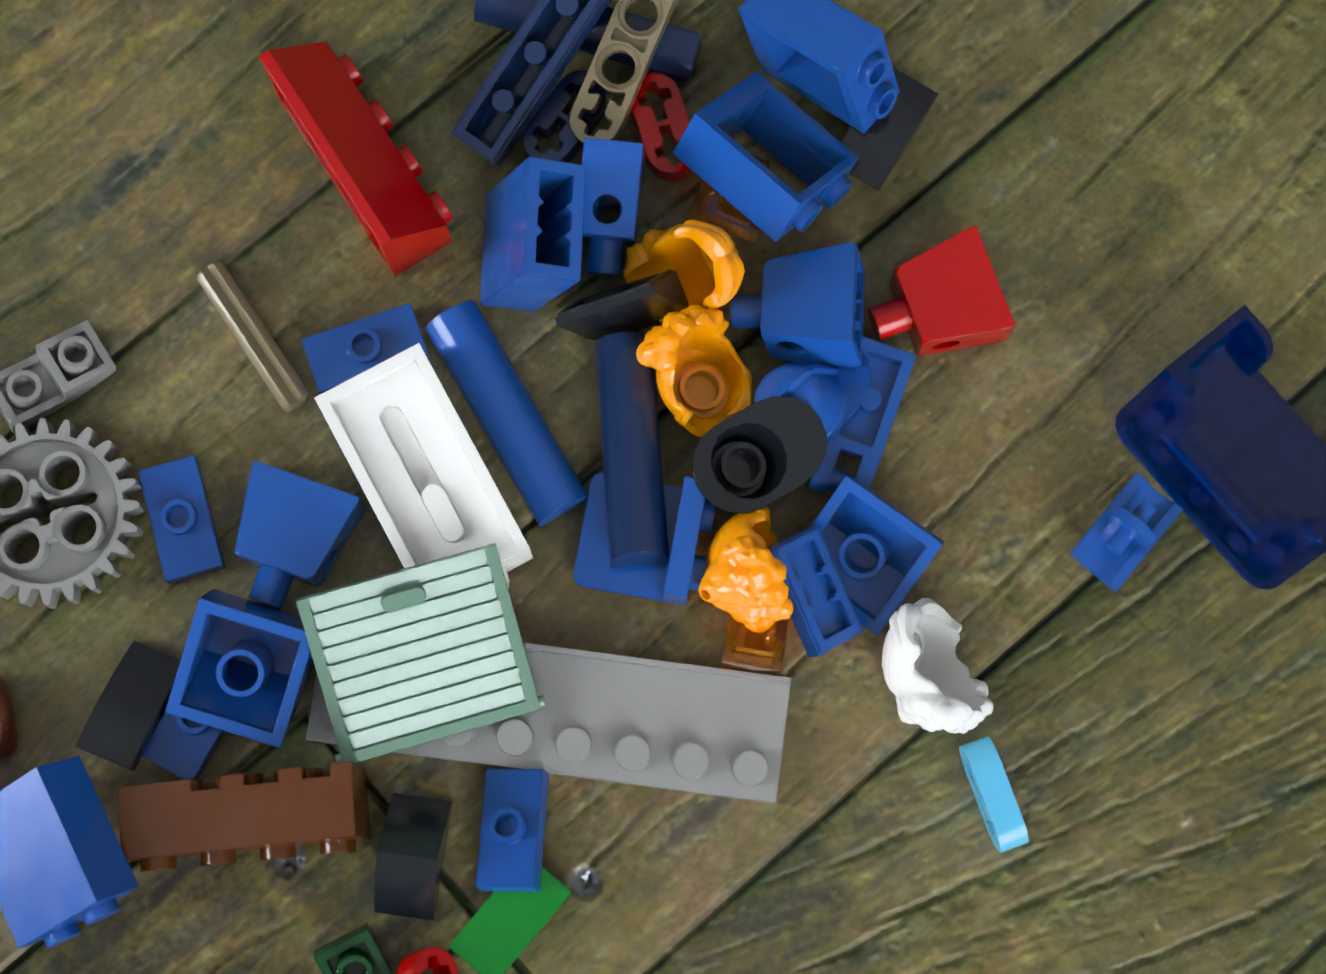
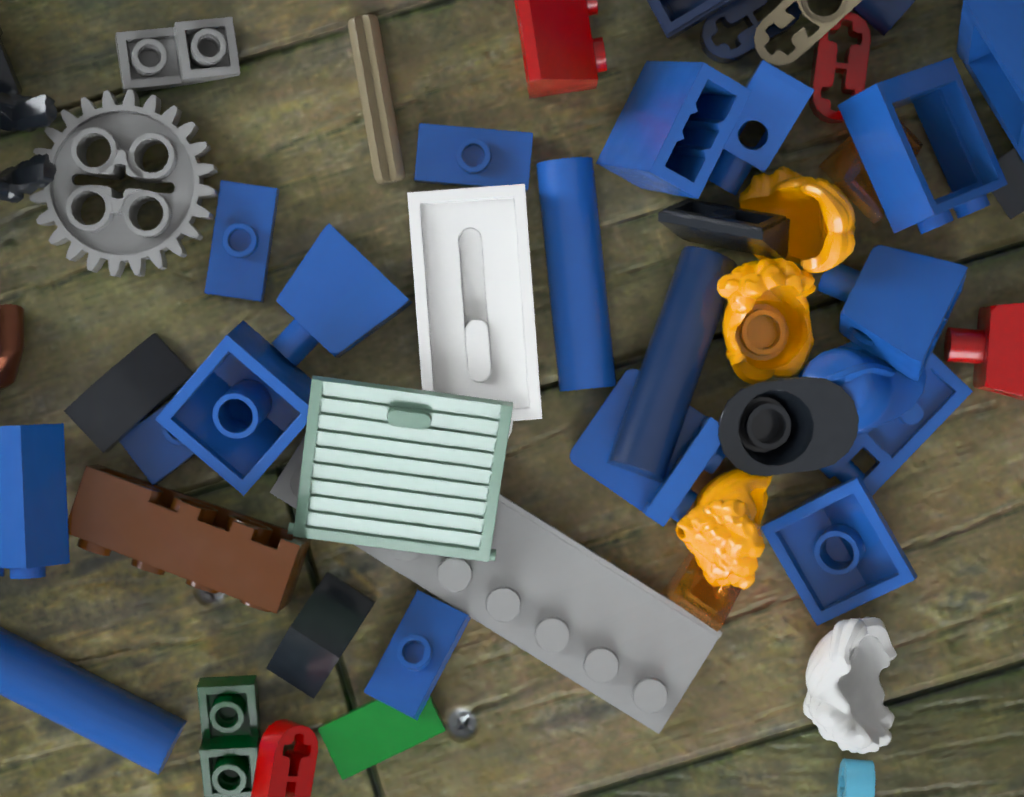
camera: 25 degrees right, 10 degrees up
(819, 599) = (783, 567): blue plate -> none

